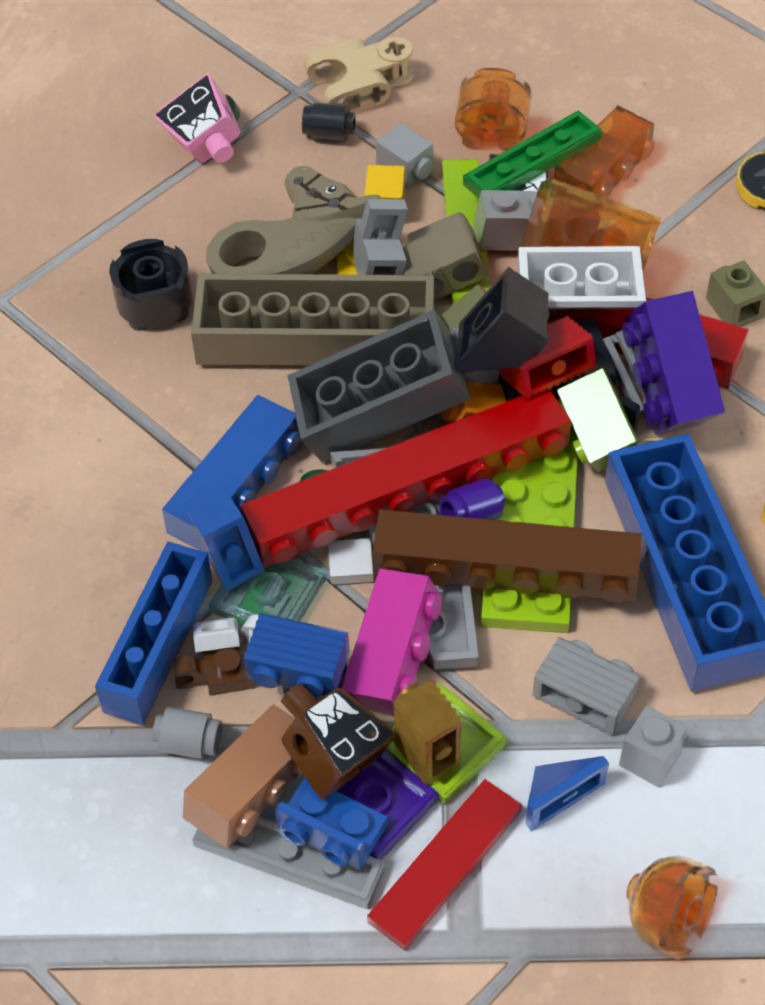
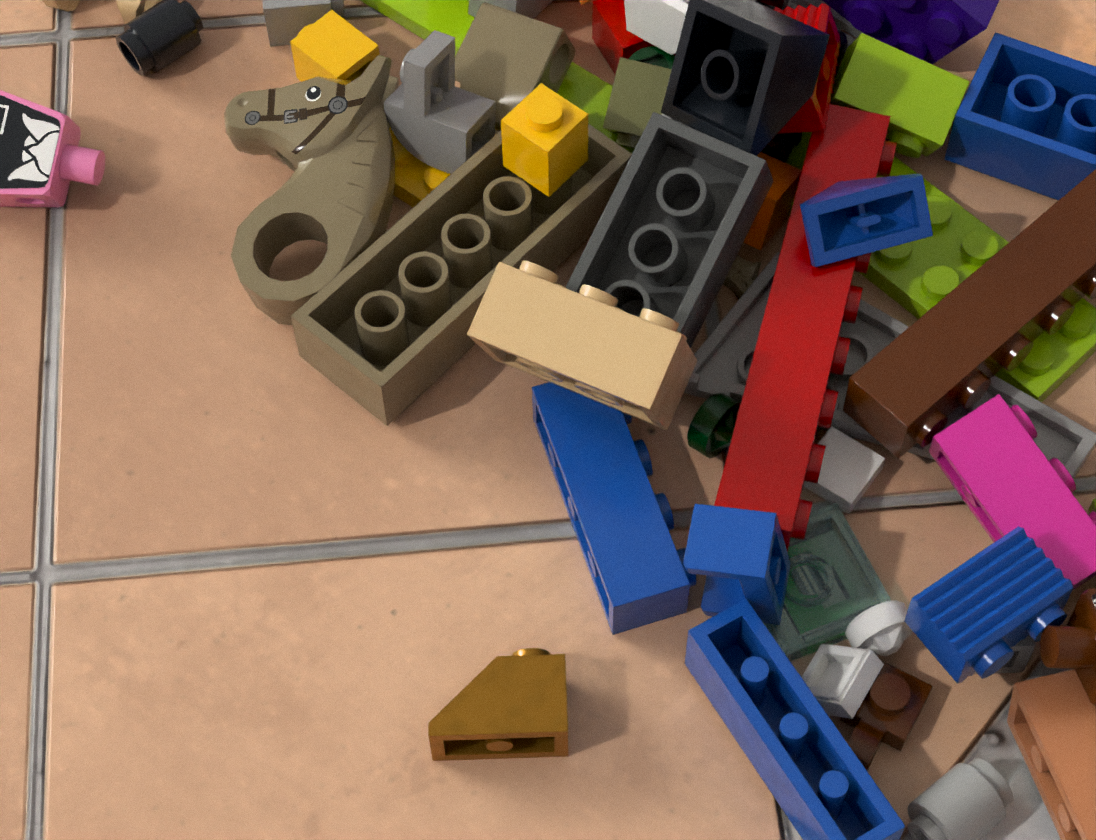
camera: 50 degrees left, 5 degrees up
(78, 513) = (507, 711): none -> pearl gold slope
(151, 284) = (229, 381): black brick -> none
(275, 384) = (584, 342): none -> tan brick
(389, 288) = (544, 139): none -> yellow brick
(475, 500) = (900, 288): dark purple brick -> none
(479, 446) = (865, 217): none -> blue slope

